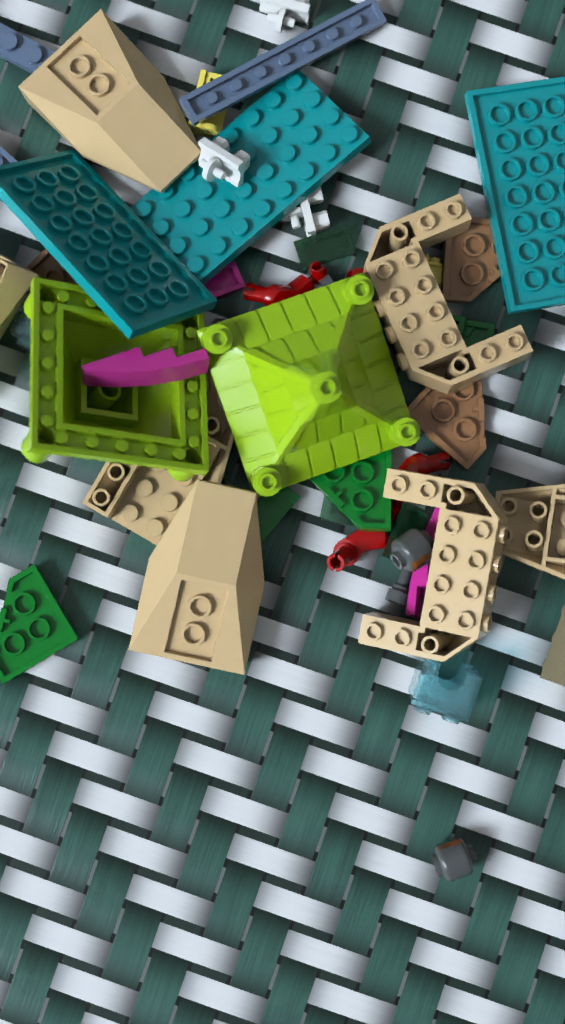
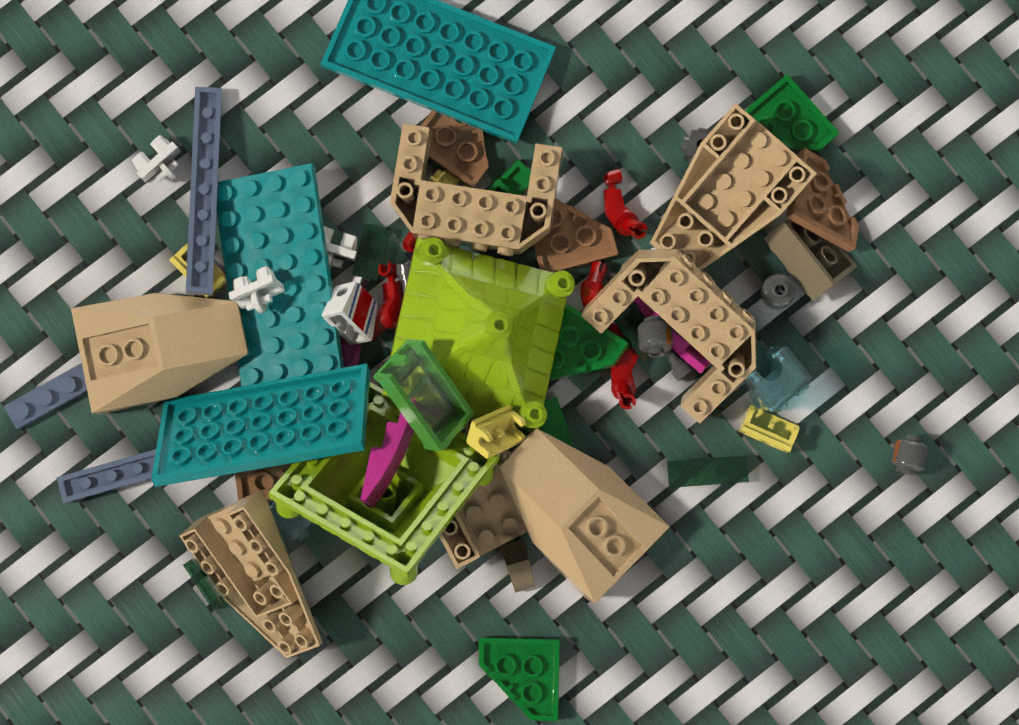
camera: 60 degrees left, 0 degrees up
(123, 558) = (518, 565): none -> leg
(217, 364) = (424, 394): none -> bright green door
(227, 455) = (496, 432): none -> light yellow hinge
(258, 260) = (352, 311): none -> white torso
(319, 679) = (707, 471): none -> clear green tile
(394, 711) = (769, 429): none -> light yellow hinge
(503, 448) = (621, 217): none -> red arm
(517, 639) = (770, 296): none -> dark grey head

